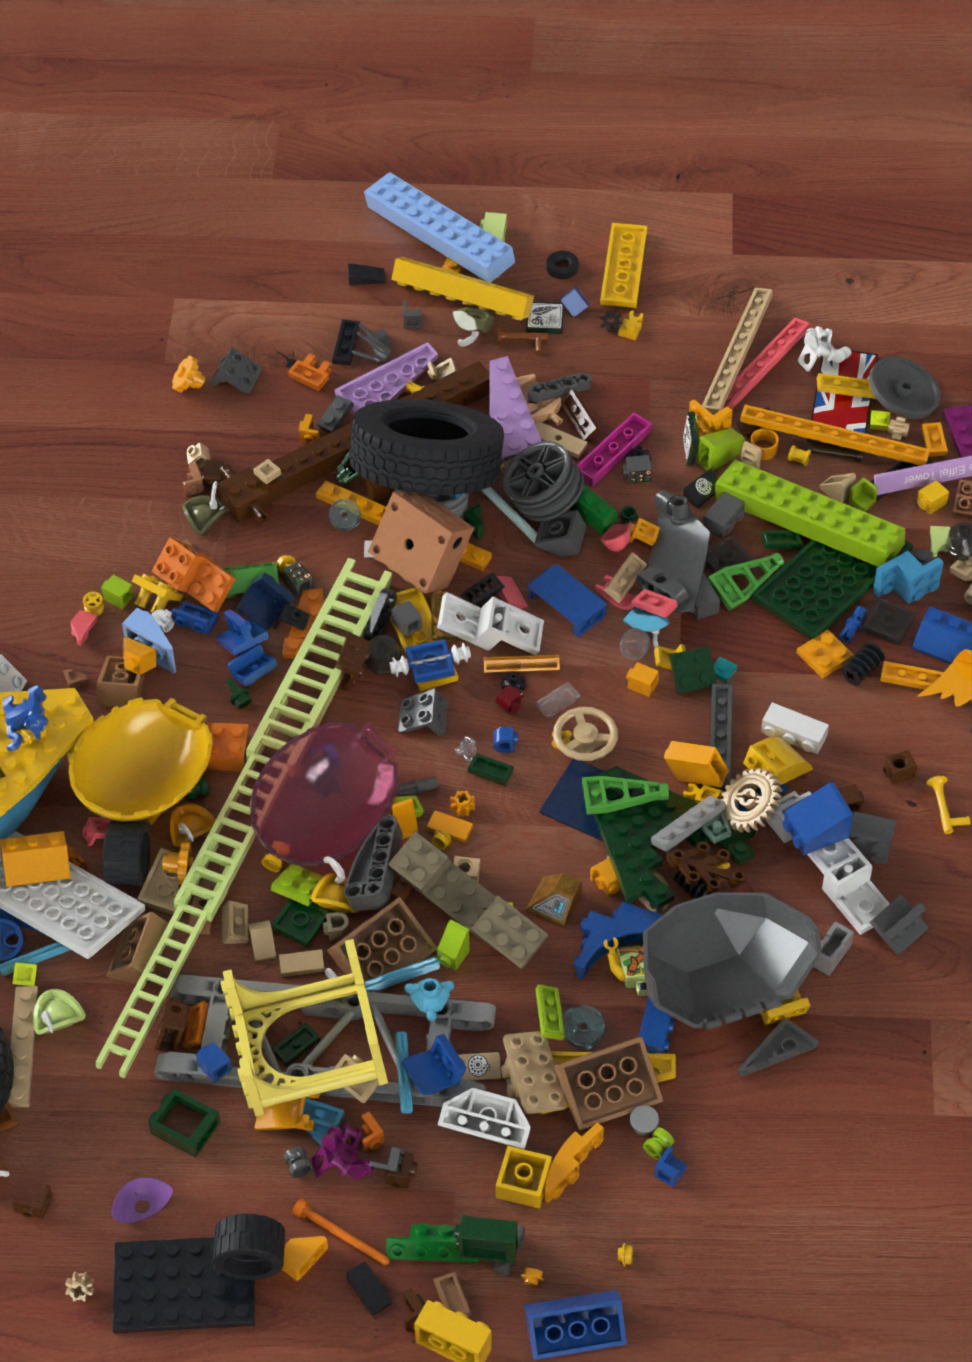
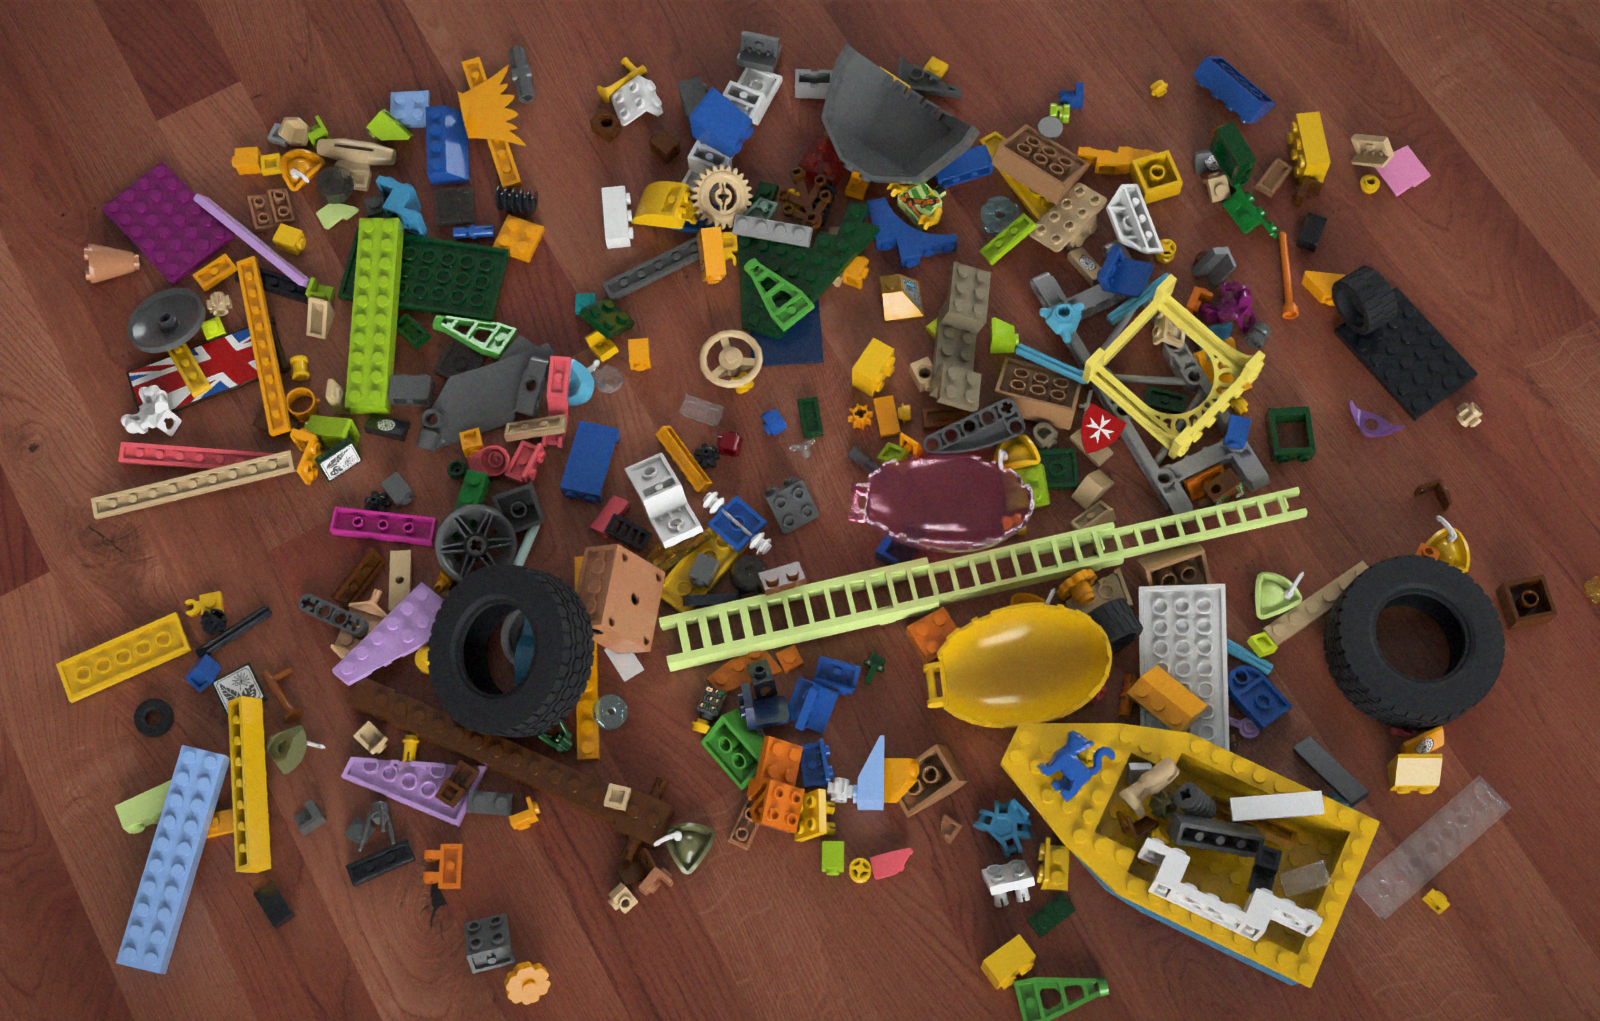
camera: 120 degrees left, 15 degrees up
(240, 1101) = (1239, 405): none -> yellow plate
(305, 963) = (1099, 429): none -> red shield
(361, 395) = (457, 784): none -> reddish brown slope
(443, 1136) = (1168, 246): none -> yellow wheel
(497, 830) = (873, 367): none -> yellow brick
(595, 332) = (234, 631): none -> black axle
(599, 558) = (524, 462): none -> coral bracket
(787, 1070) = (936, 67): none -> yellow plate
(912, 806) = (635, 99): none -> white bracket

